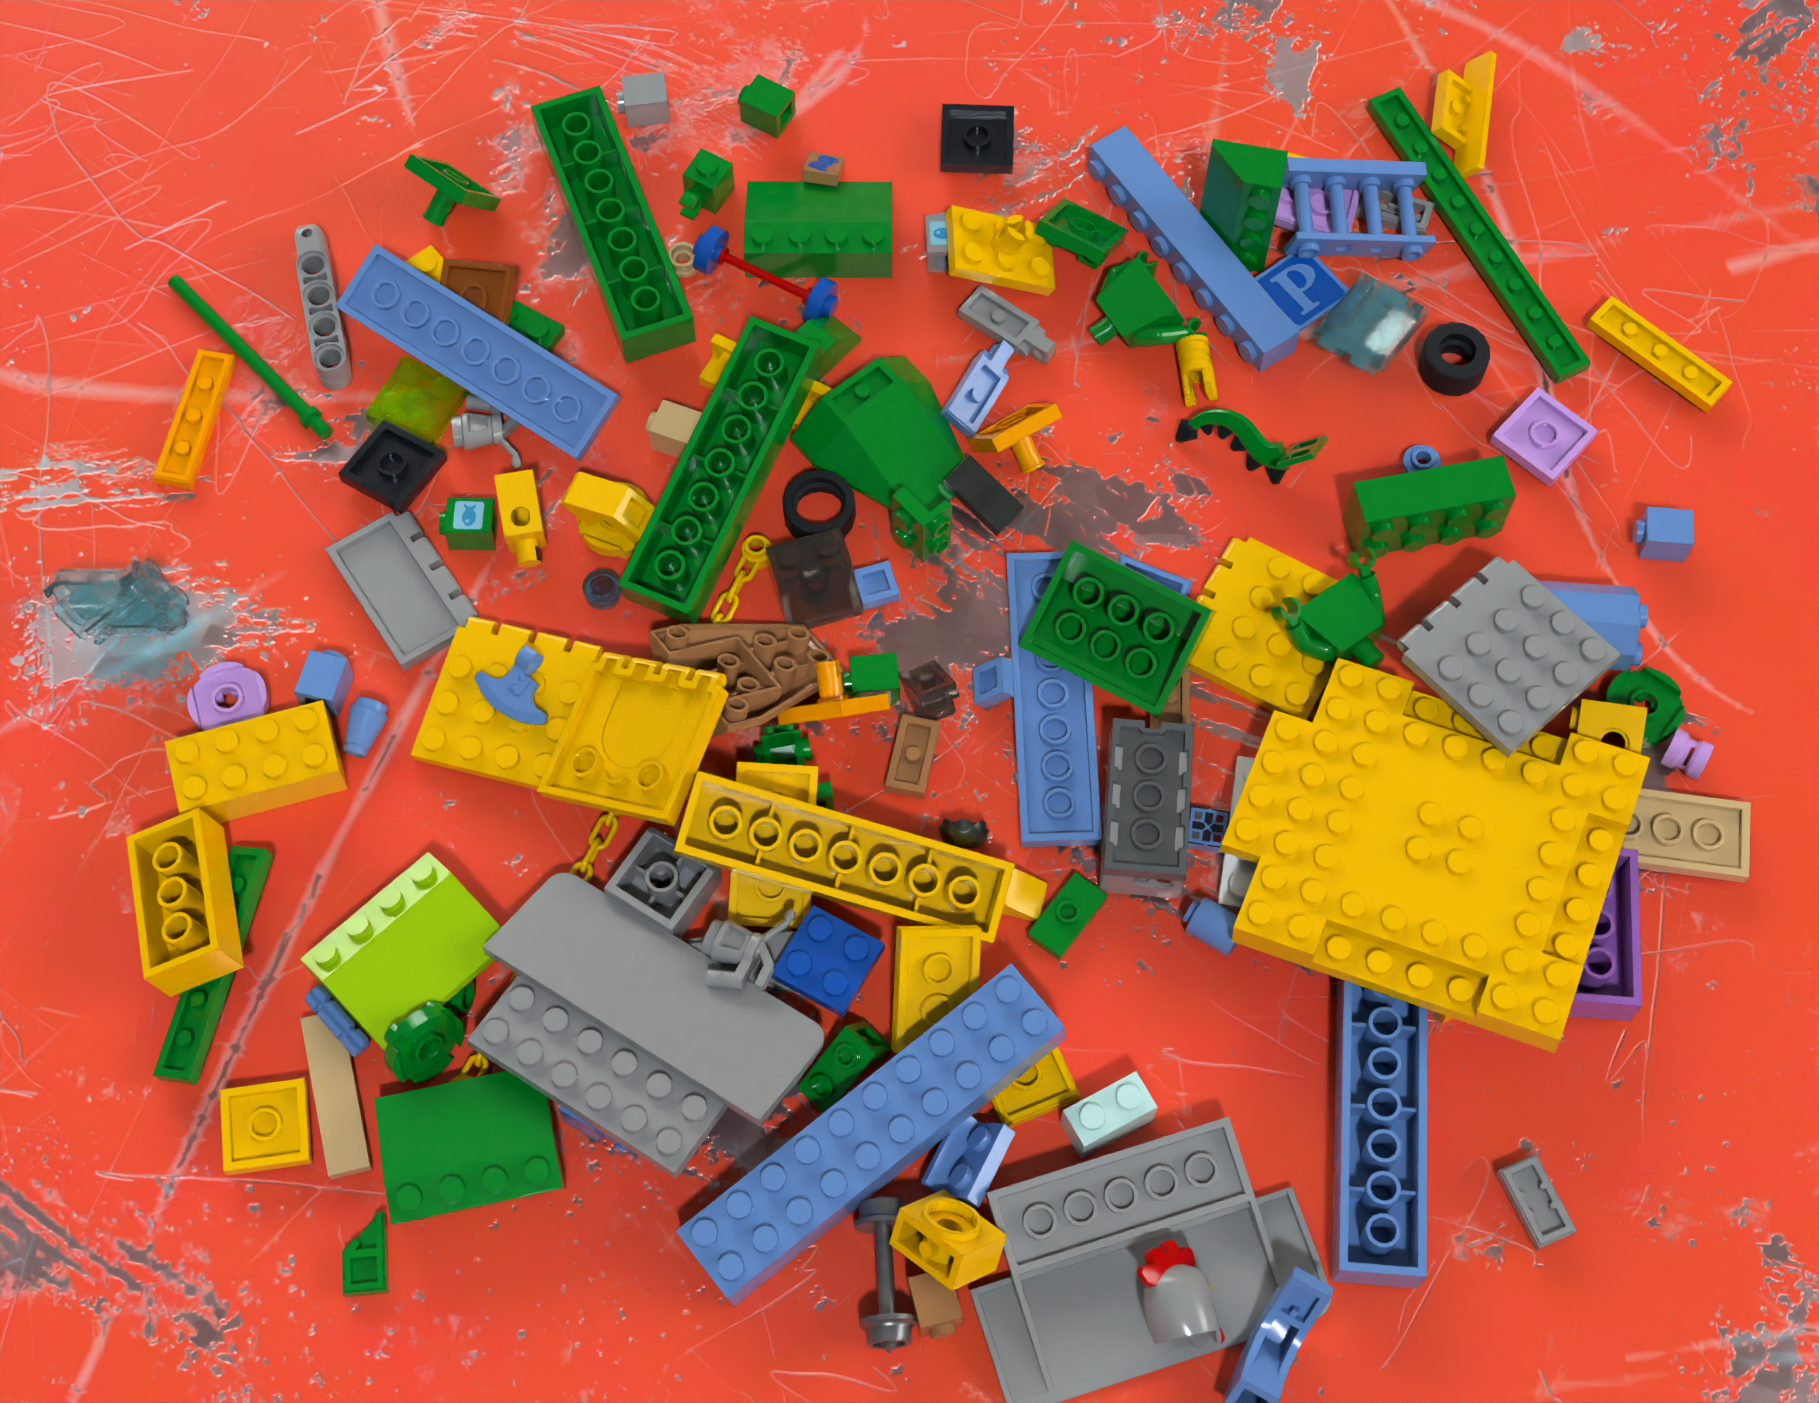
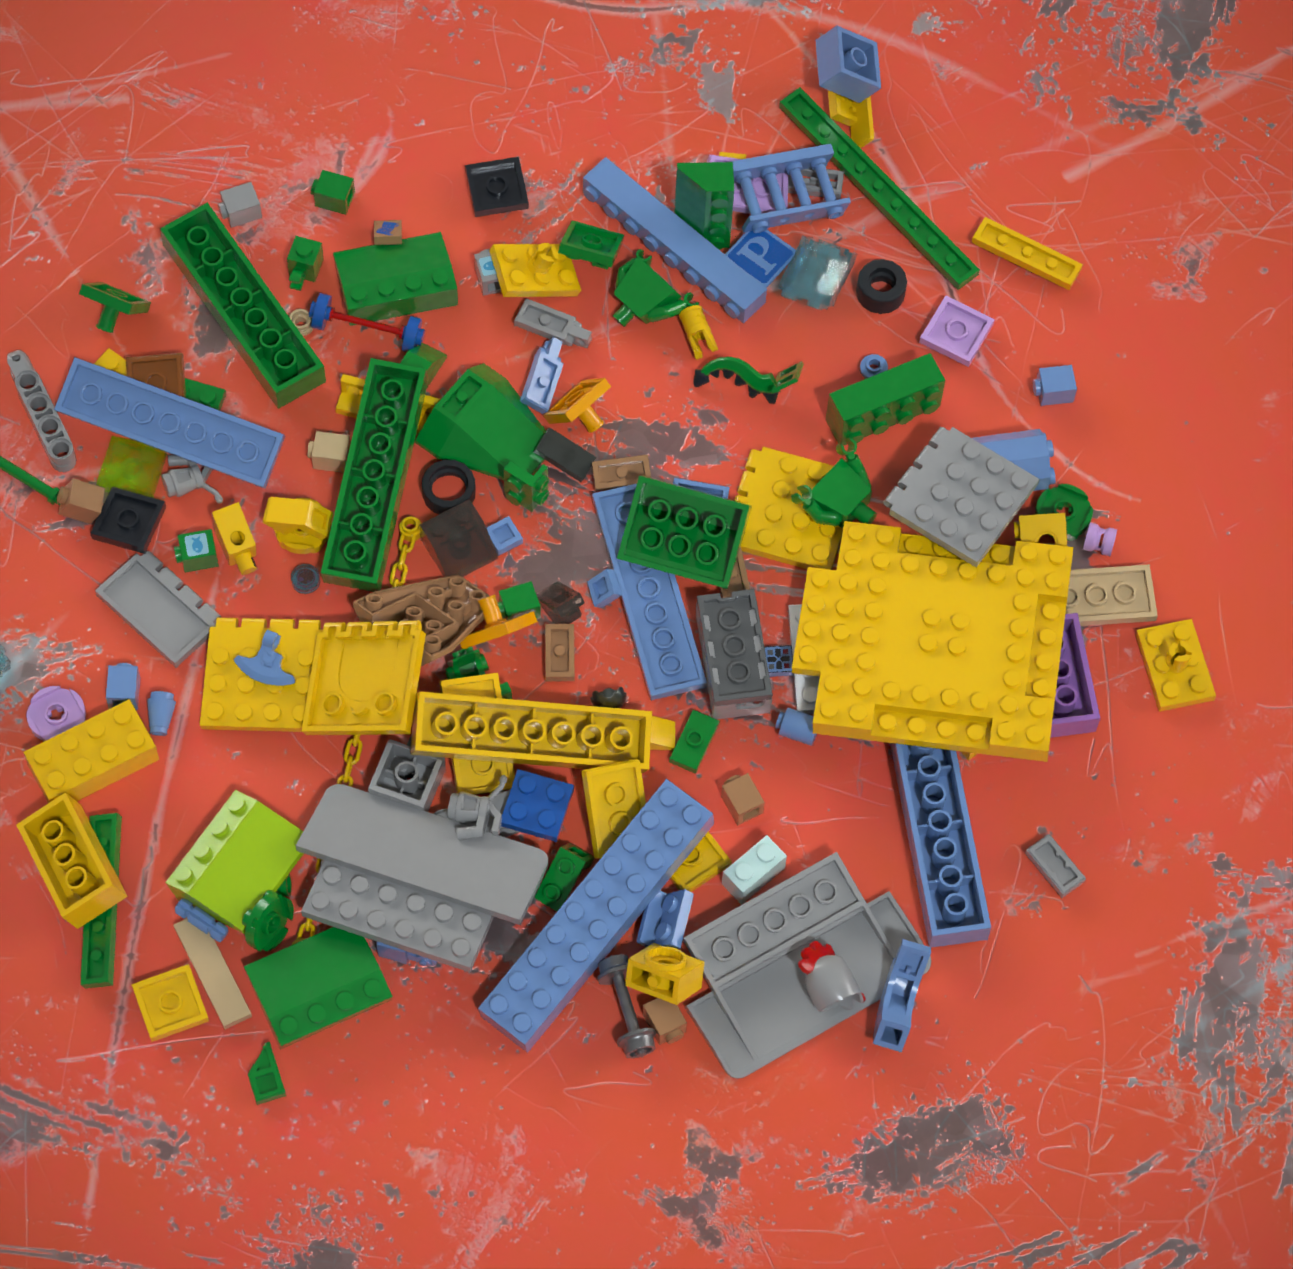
camera: 15 degrees left, 0 degrees up
(337, 429) = (80, 501): none -> medium nougat brick
(1049, 531) = (619, 472): none -> medium nougat plate
(1114, 1010) = (742, 798): none -> medium nougat brick
(1469, 65) = (848, 64): none -> medium blue brick
(1761, 951) = (1175, 665): none -> yellow plate

